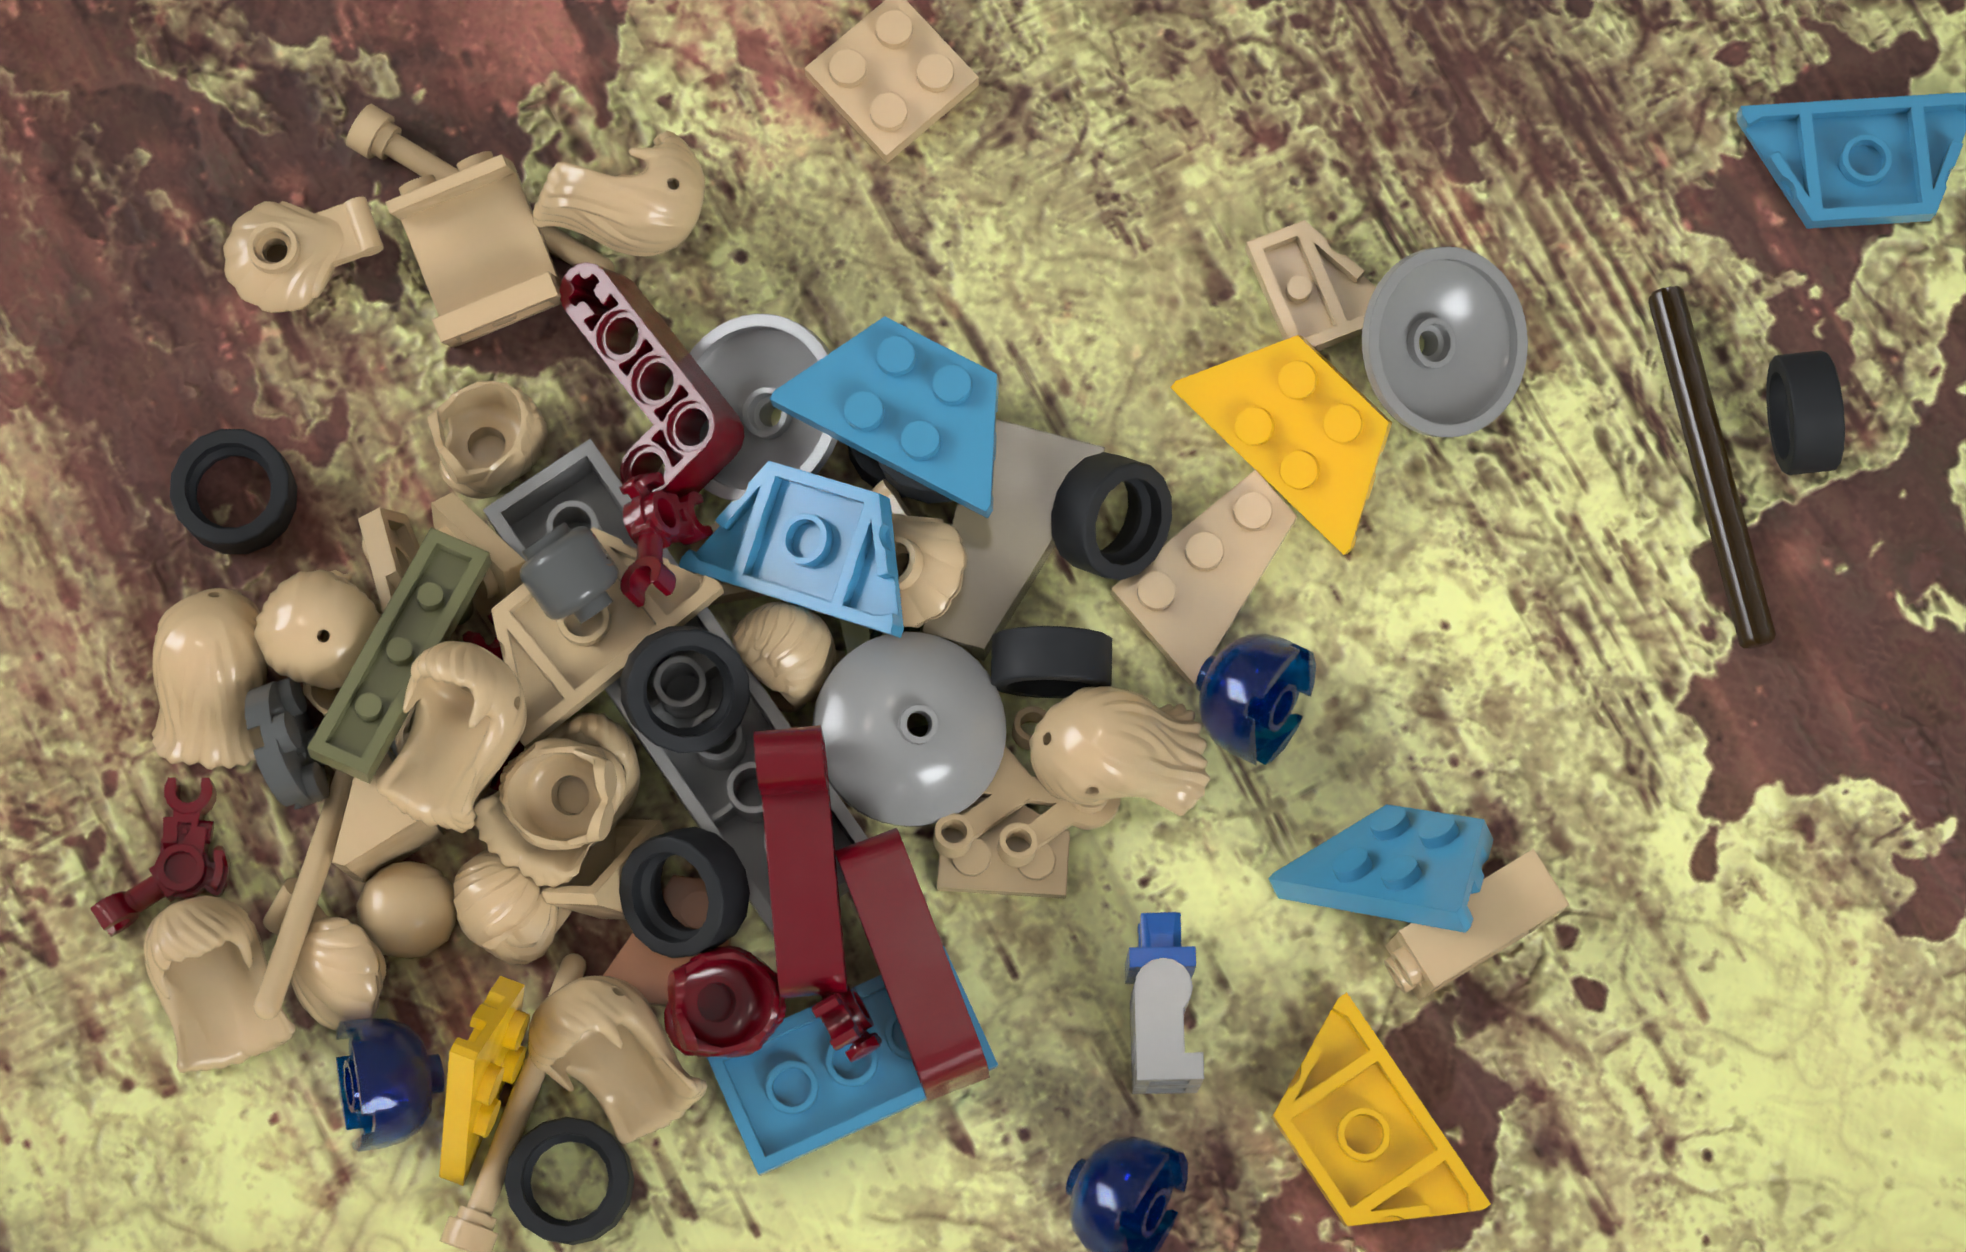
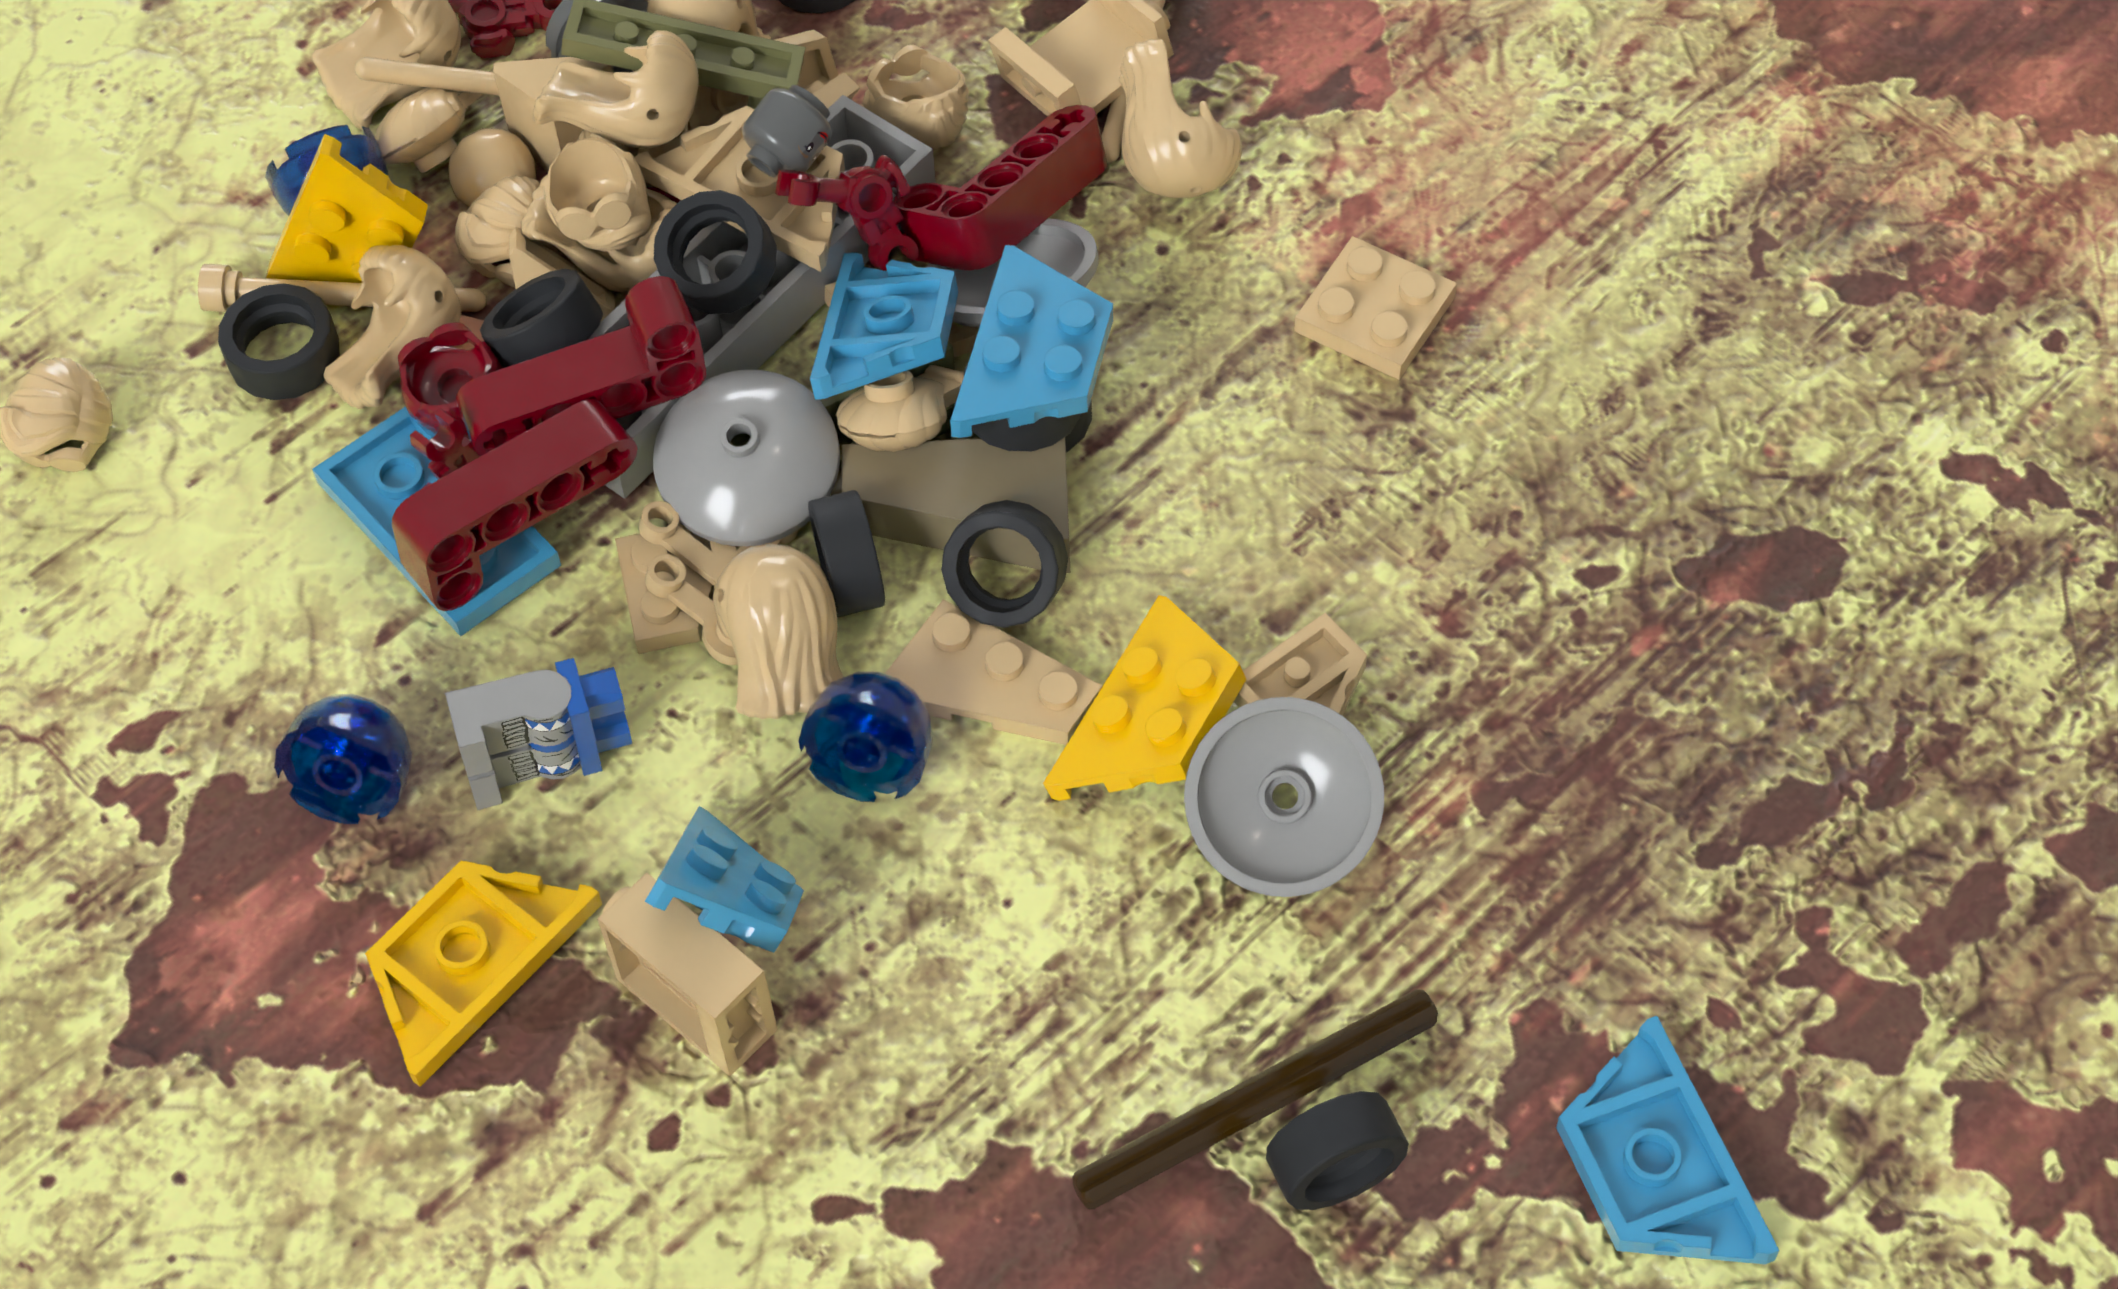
camera: 75 degrees right, 20 degrees down
(787, 652) = (784, 338): tan hair -> none

